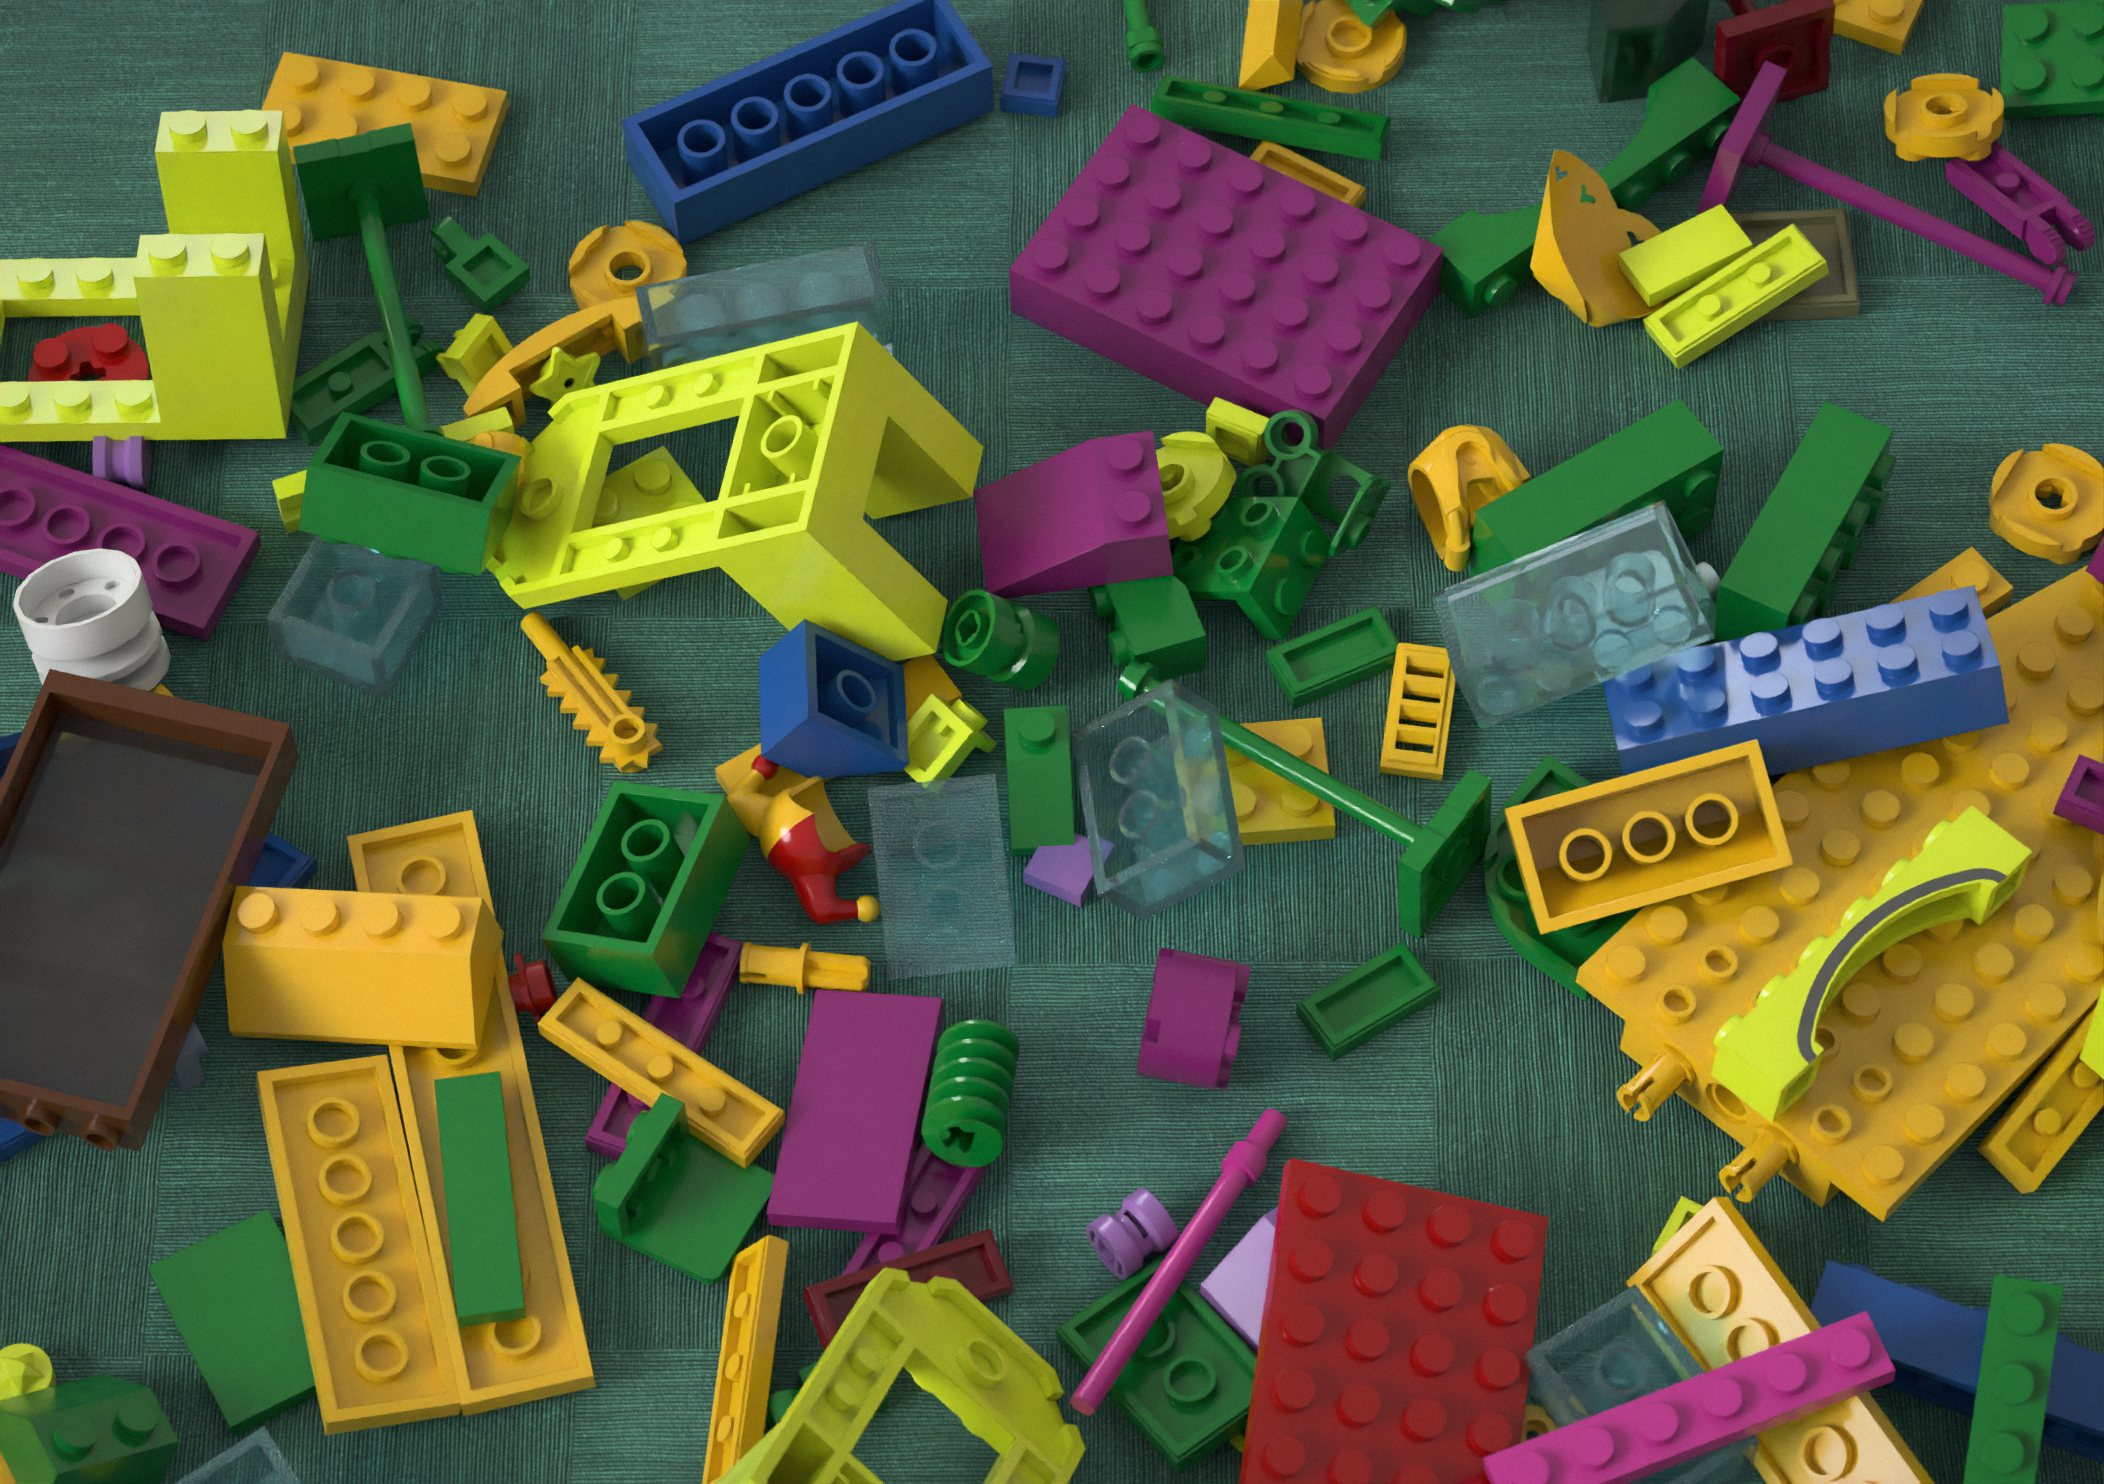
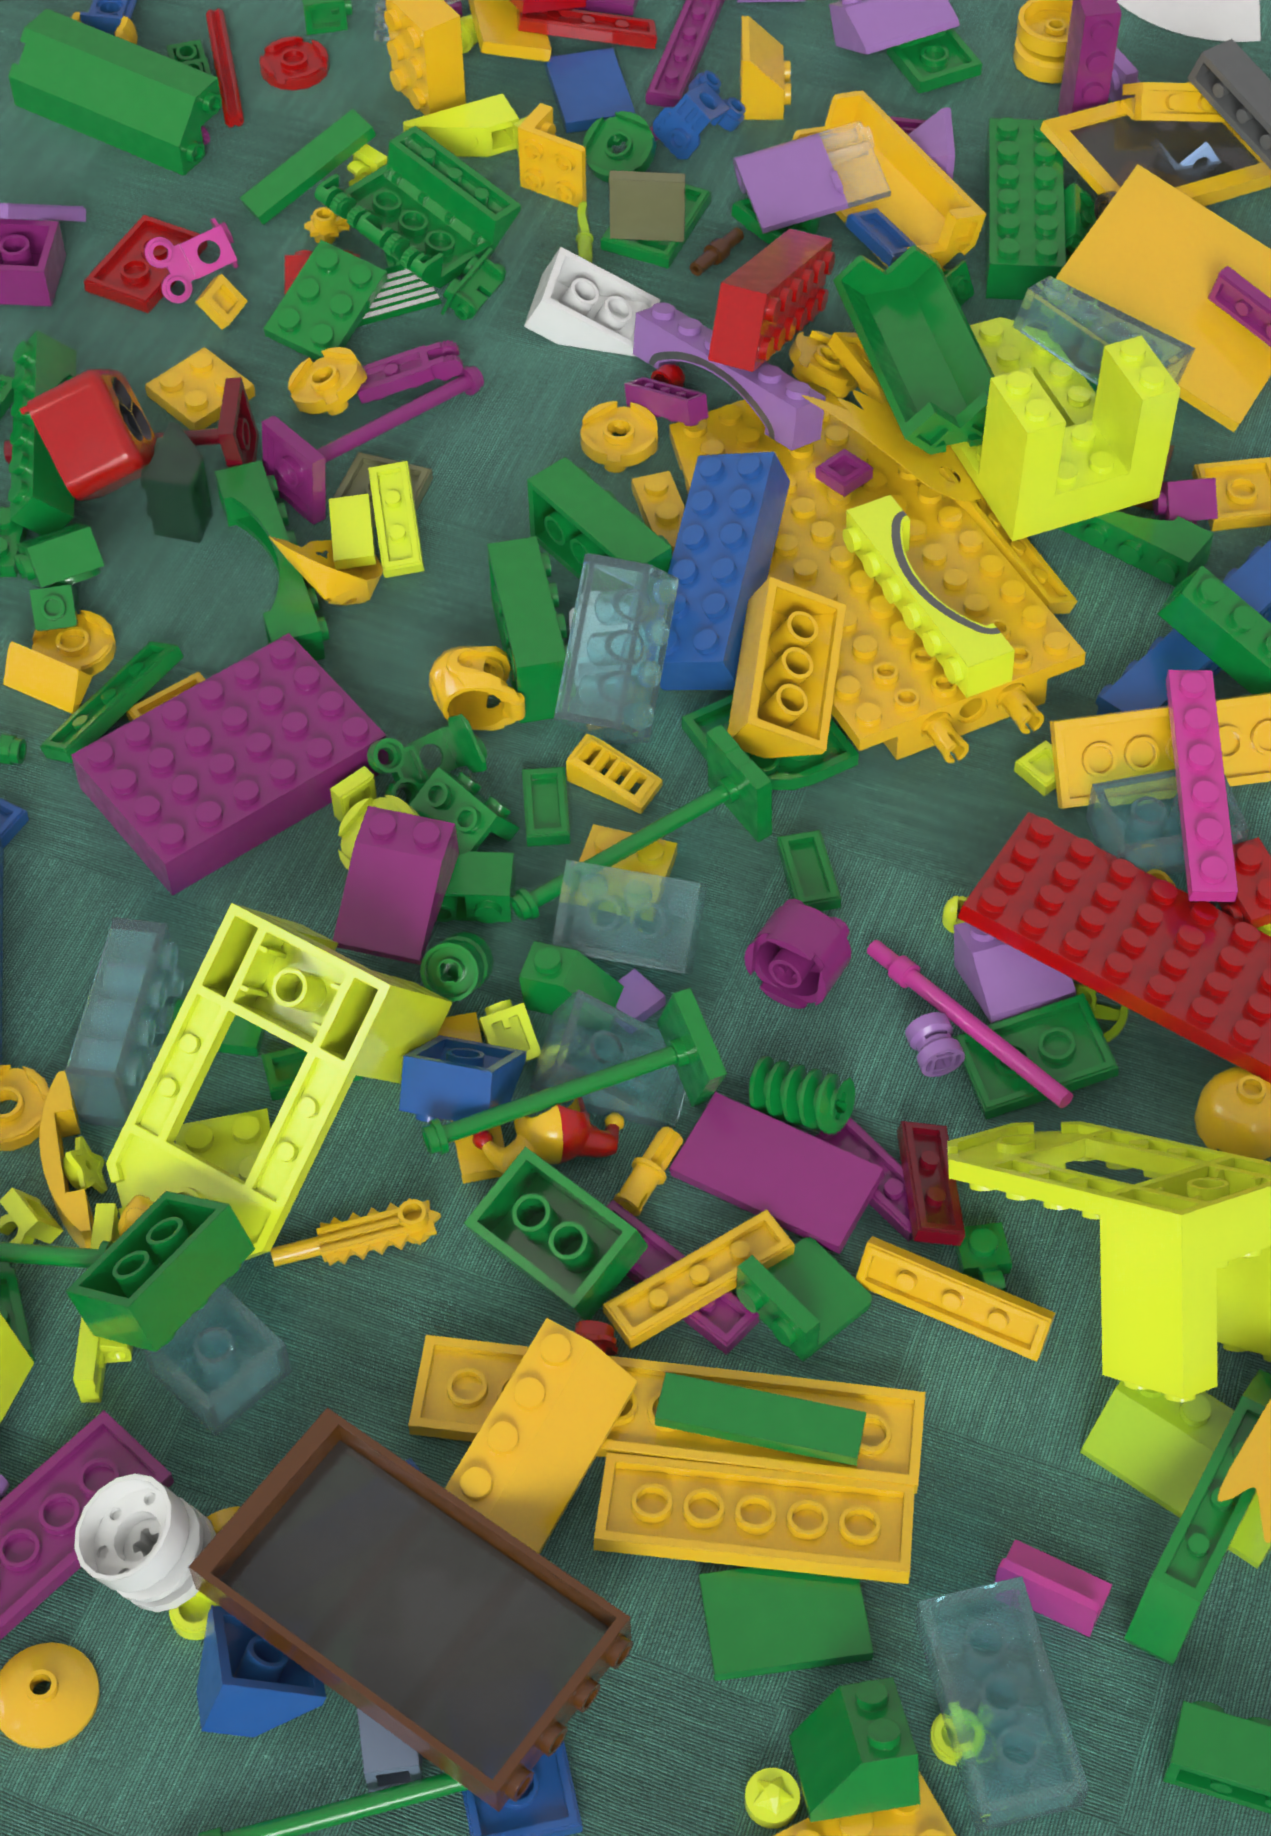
camera: 70 degrees left, 5 degrees down
(964, 932) = (687, 1048): none -> green tile

